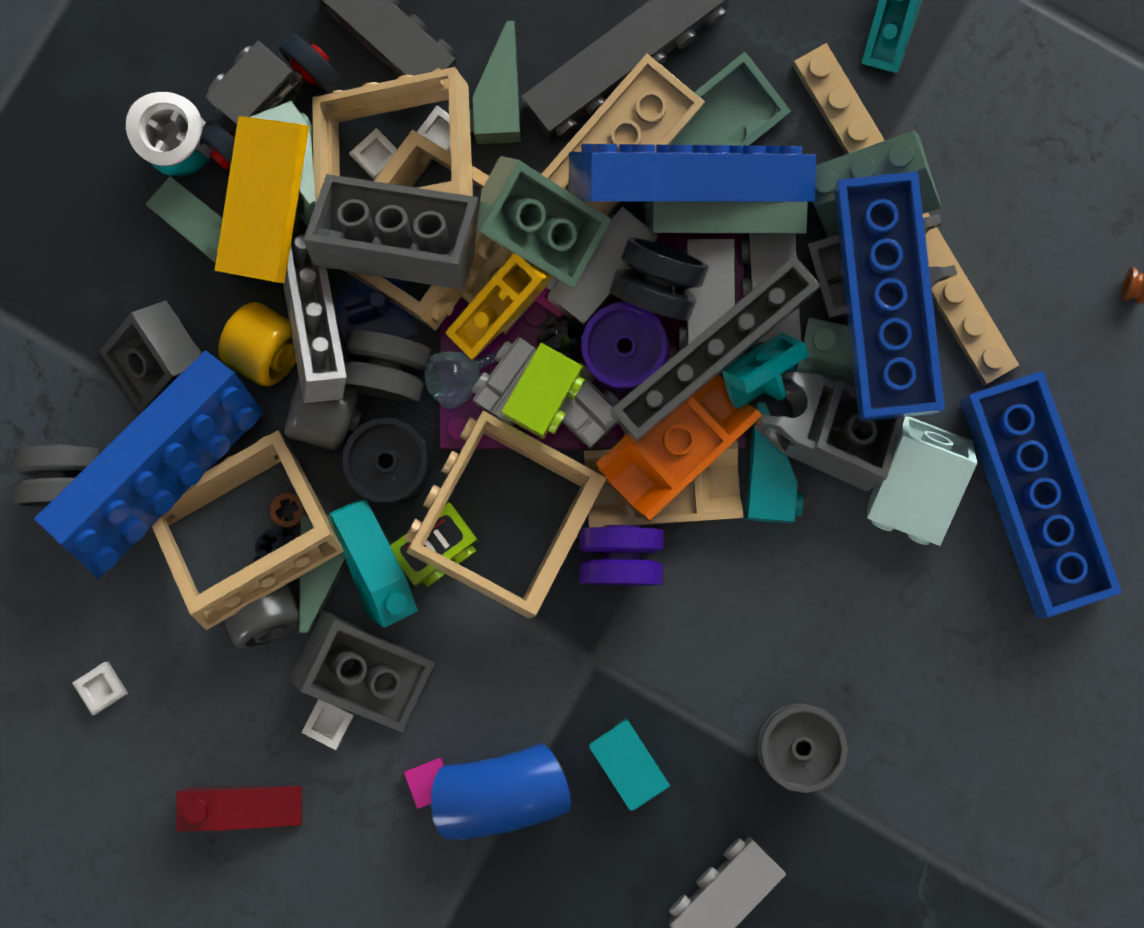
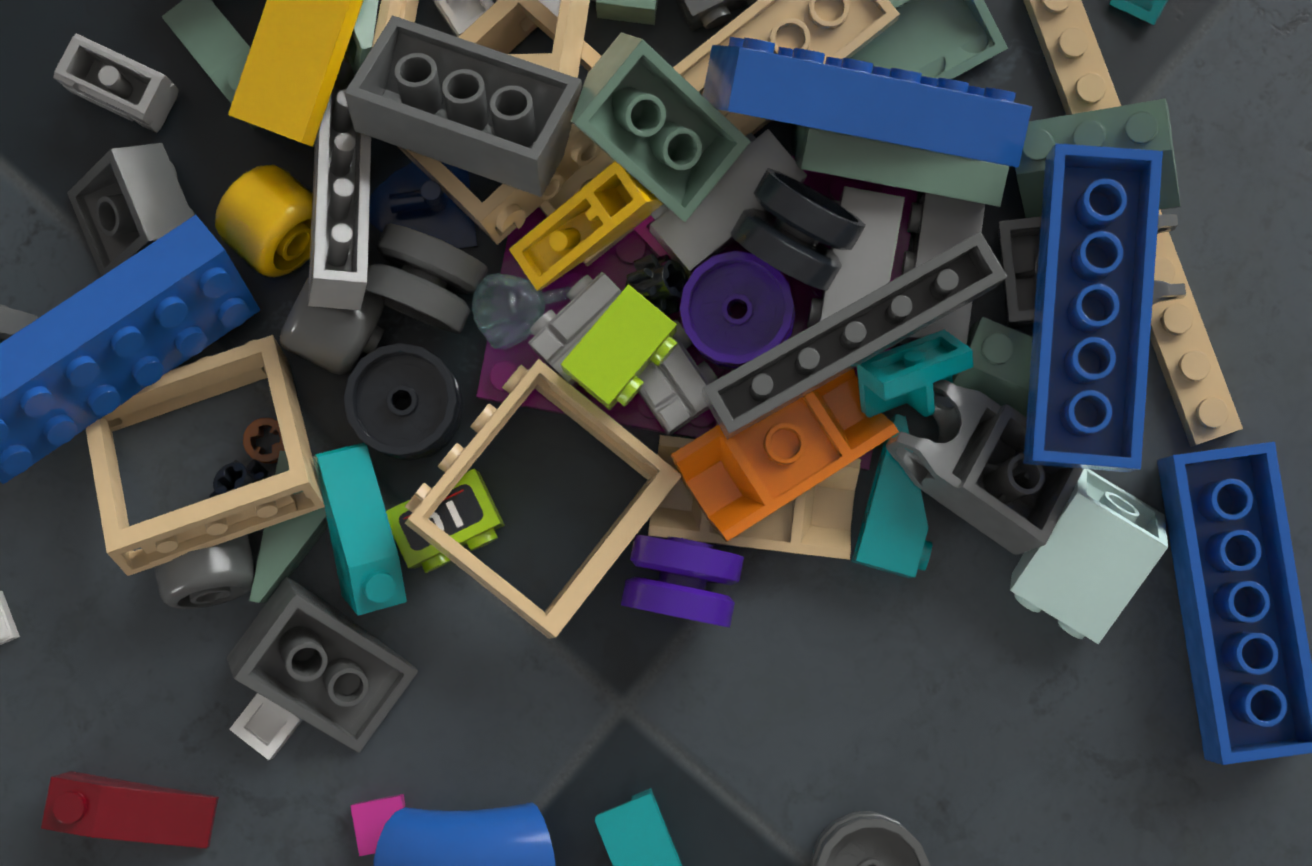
camera: 10 degrees right, 0 degrees up
(122, 261) = (116, 83): none -> light grey brick

